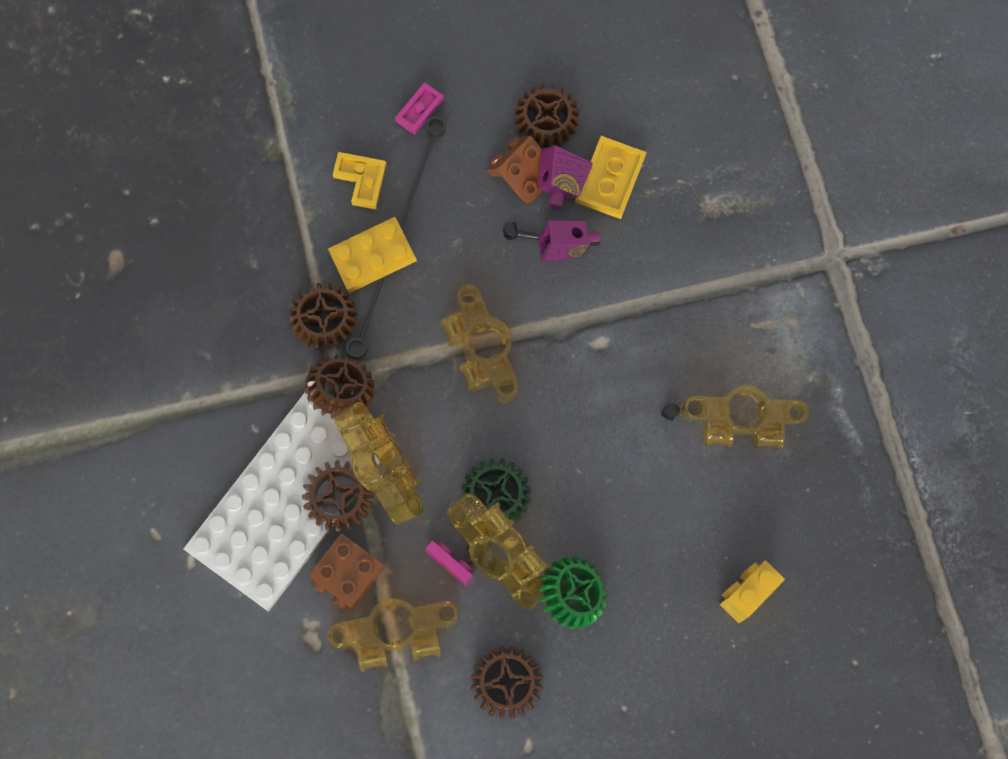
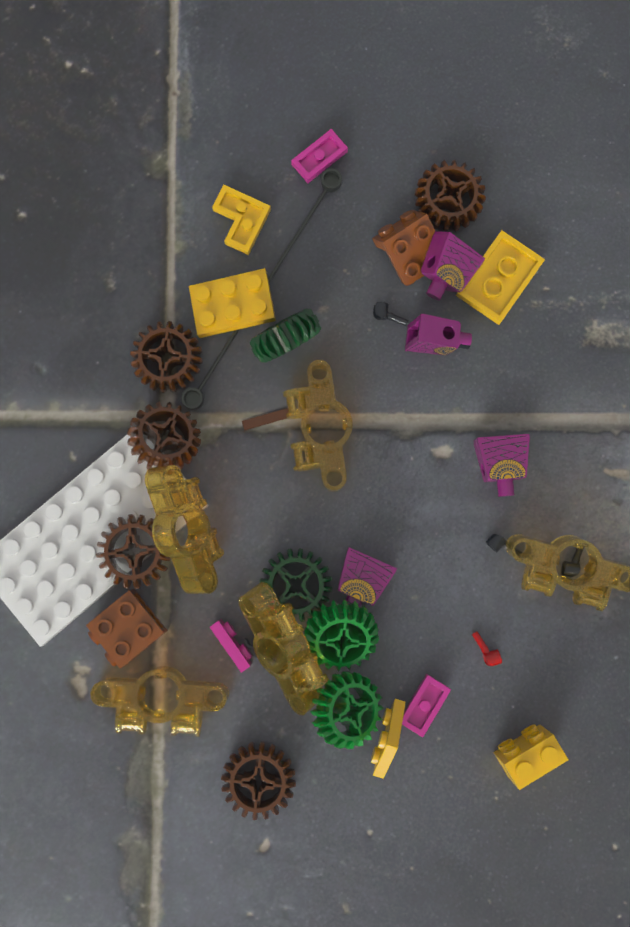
camera: 20 degrees right, 10 degrees up
(428, 352) = (264, 419): none -> reddish brown piece
(429, 269) = (285, 335): none -> dark green gear
(556, 473) = (363, 577): none -> magenta torso
(570, 525) = (337, 646): none -> green gear
(618, 609) = (389, 739): none -> yellow plate
(644, 574) = (425, 705): none -> dark pink plate
(656, 335) = (503, 460): none -> magenta torso
(693, 517) = (490, 658): none -> red hand
(745, 418) = (572, 568): none -> black hand

